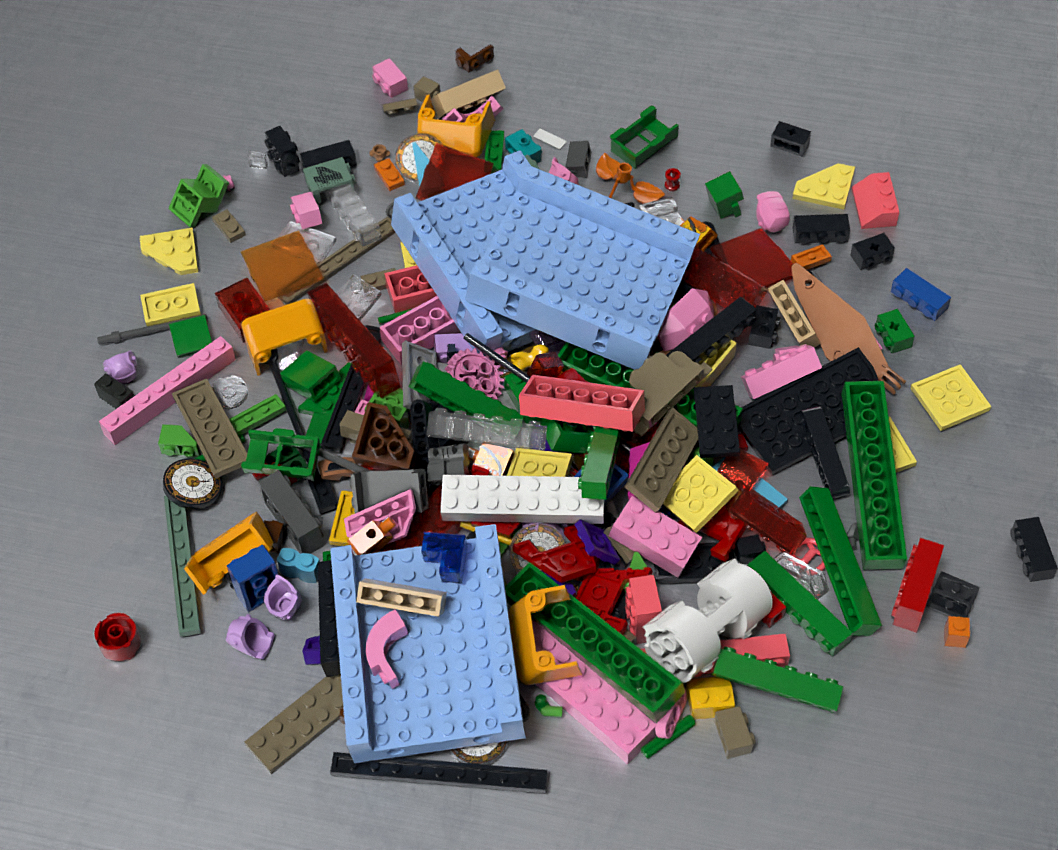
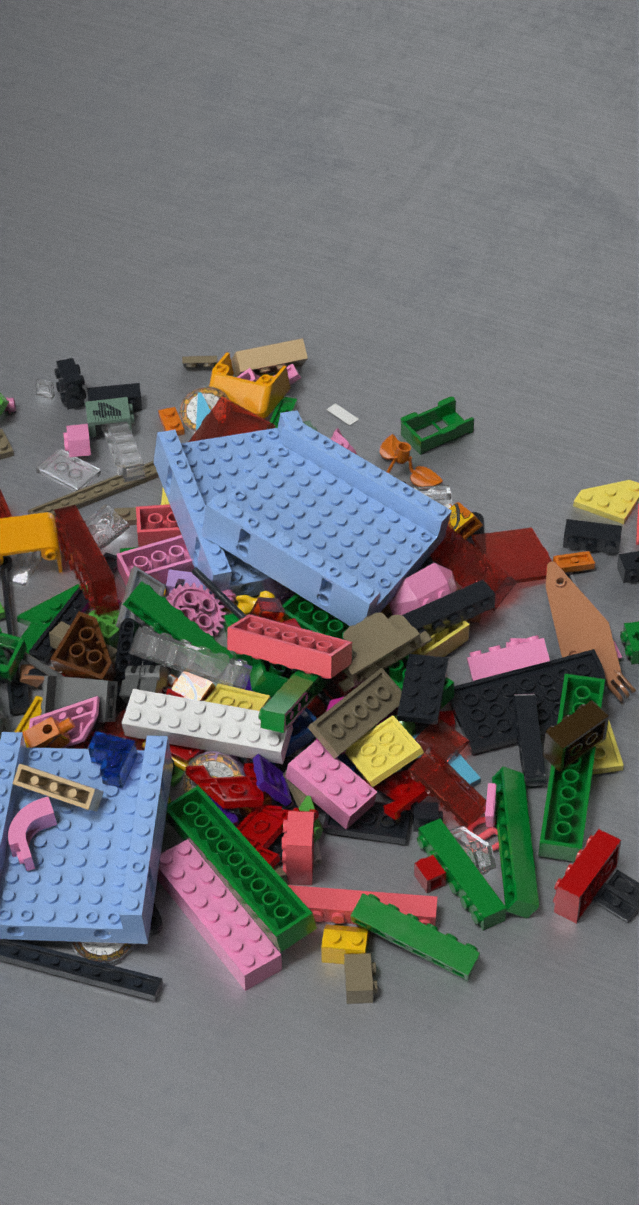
camera: 10 degrees right, 10 degrees down
(281, 266) = (39, 486): clear orange piece -> none
(310, 376) = (37, 588): green brick -> none
(379, 152) = (167, 400): medium nougat plate -> none
(389, 78) = (197, 335): bright pink brick -> none
(426, 87) = (229, 345): dark tan brick -> none
(472, 62) = (289, 330): reddish brown bracket -> none
(523, 142) = (312, 411): teal brick -> none
(538, 666) = (173, 874): light orange windscreen -> none
(545, 708) = (178, 925): arm -> none
(579, 158) = (365, 435): dark grey hinge -> none
(658, 743) = (292, 971): green axle -> none
(668, 722) = (292, 957): bright pink beam -> none
(672, 179) = (449, 473): red bush -> none
(724, 195) = (501, 489): green plate -> none
(729, 604) = (386, 855): white cylinder -> none
(762, 331) = (505, 617): black brick -> none
(772, 211) = (544, 512): bright pink helmet -> none
(790, 138) = (587, 449): black brick -> none
(793, 314) = (537, 610): tan brick -> none
(809, 528) = (490, 805): none -> bright pink tile
(852, 535) = (536, 824): dark grey bar -> none
(876, 446) = (575, 735): none -> dark brown brick
(957, 631) = (615, 927): orange brick -> none

